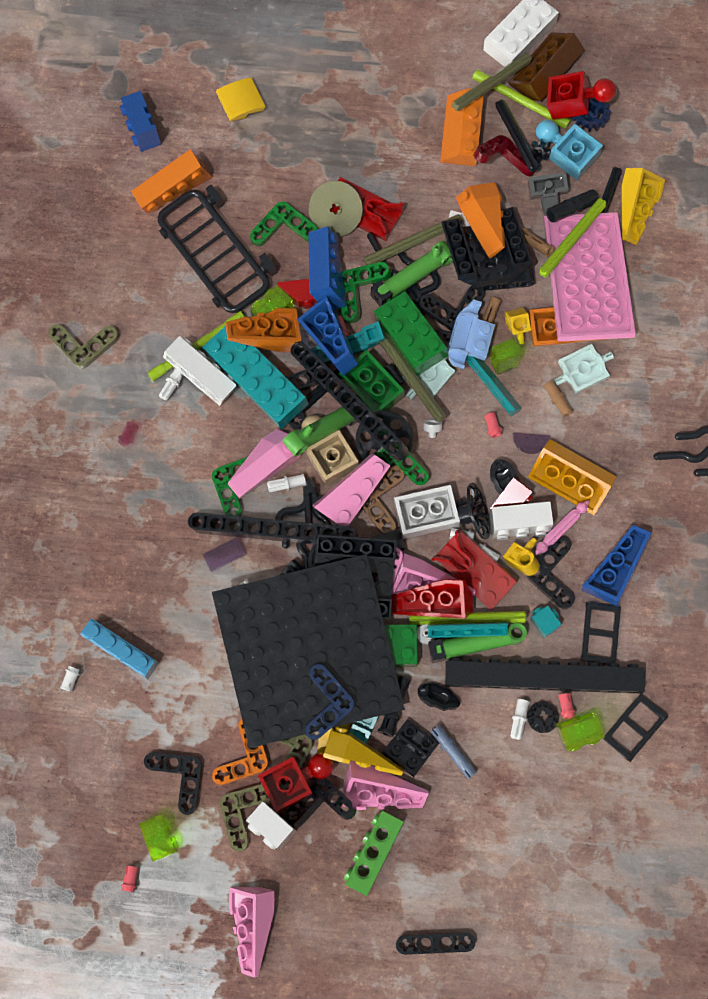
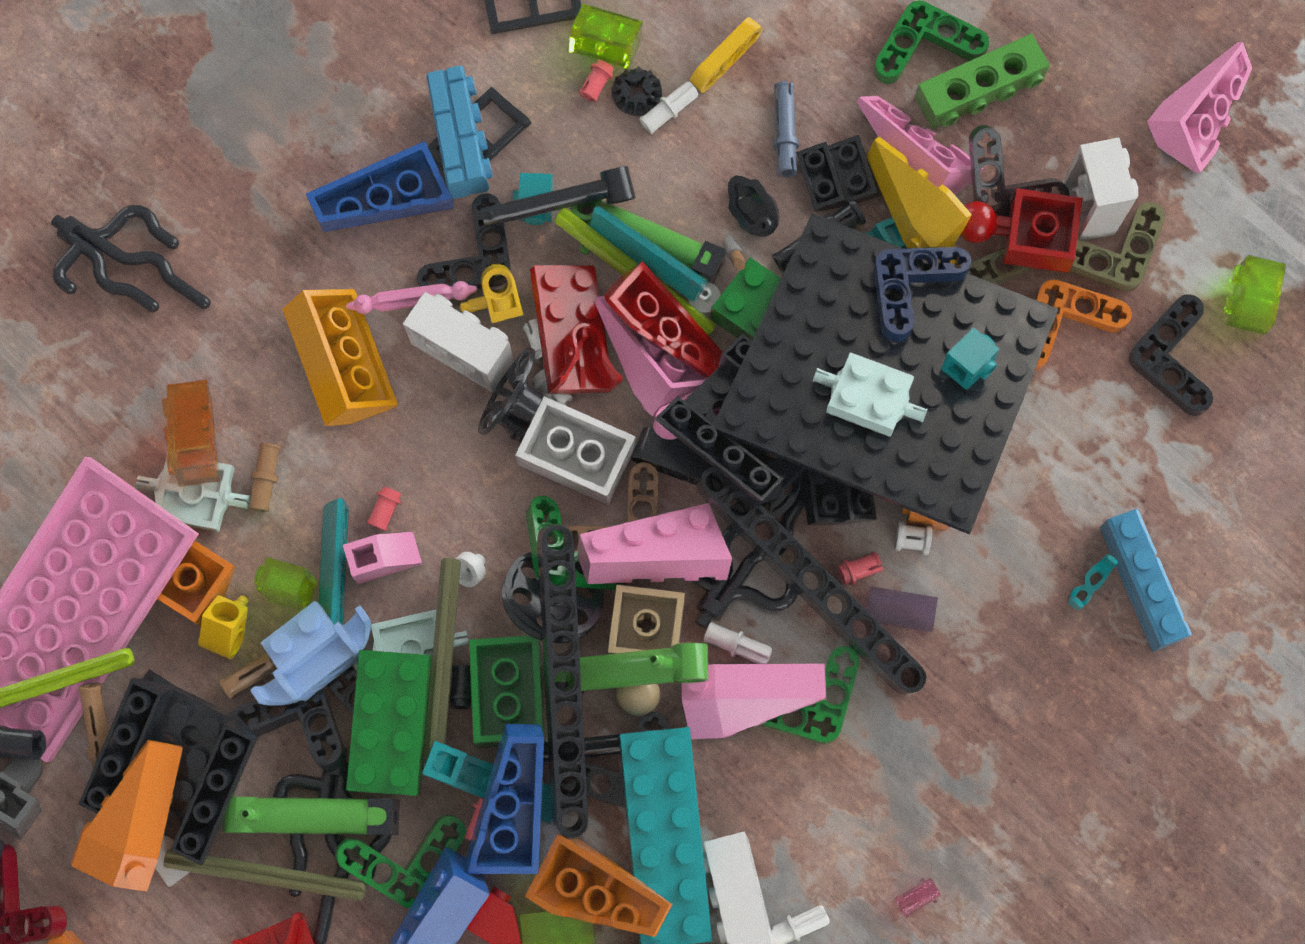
camera: 145 degrees left, 0 degrees up
(70, 678) = (1238, 595): white pin -> none
(144, 616) = (1103, 568): none -> teal cap
(256, 558) = (859, 568): none -> coral pin
(269, 679) = (971, 359): none -> teal brick
(305, 623) = (870, 394): none -> light aqua plate
(422, 865) = (927, 29): none -> green beam
(427, 663) = (734, 253): none -> piece
(475, 401) = (381, 555): none -> bright pink slope
(501, 474) = (431, 419): black arm -> none
(510, 648) = (614, 187): none -> black piece
(513, 769) = (726, 55): none -> yellow beam
(514, 494) = (444, 383): slope -> none
(530, 442) = (353, 446): clear purple tile -> none
(545, 676) = (595, 133): black brick -> none
(606, 389) = (190, 433): none -> clear orange wedge
(609, 623) = (458, 131): none -> dark azure brick

